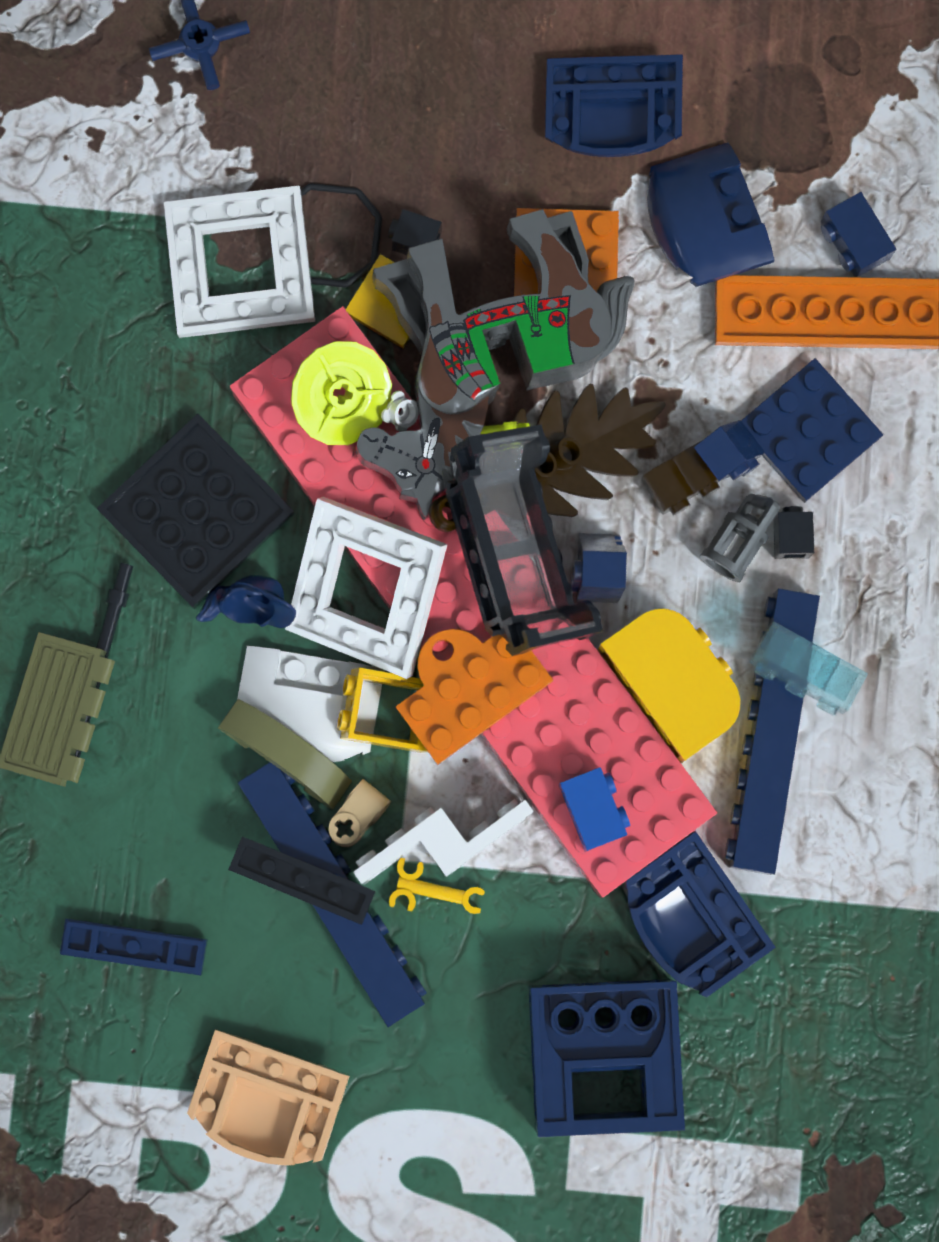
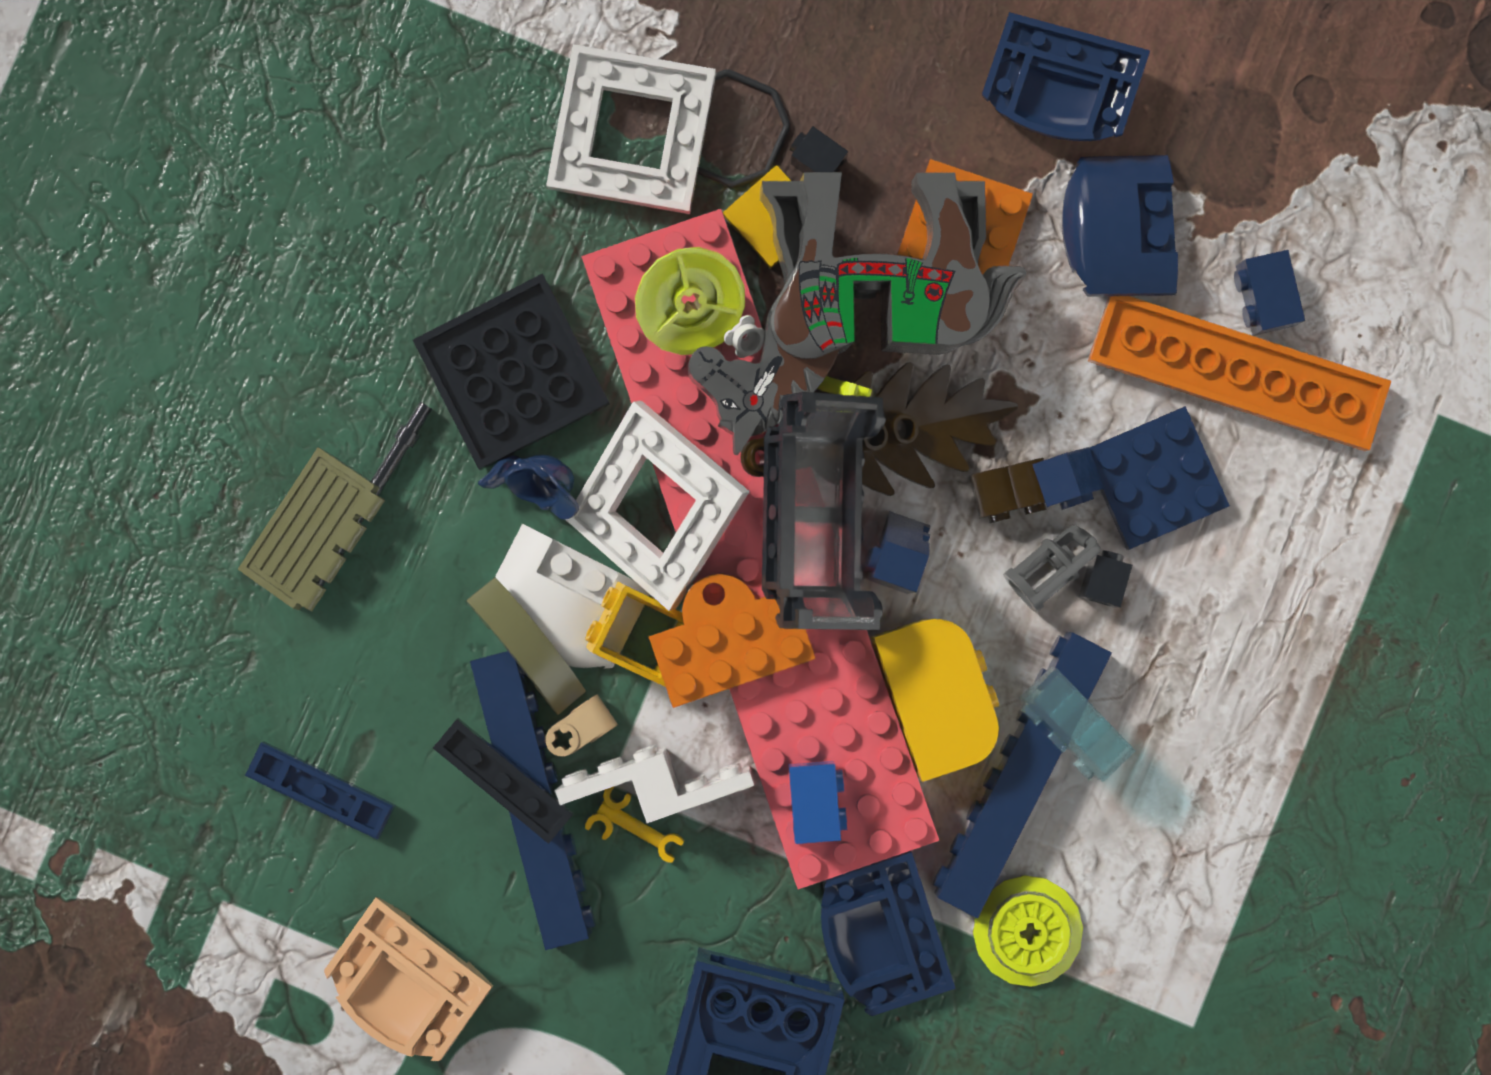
camera: 20 degrees right, 5 degrees up
(814, 900) = (1009, 911): none -> neon yellow piece

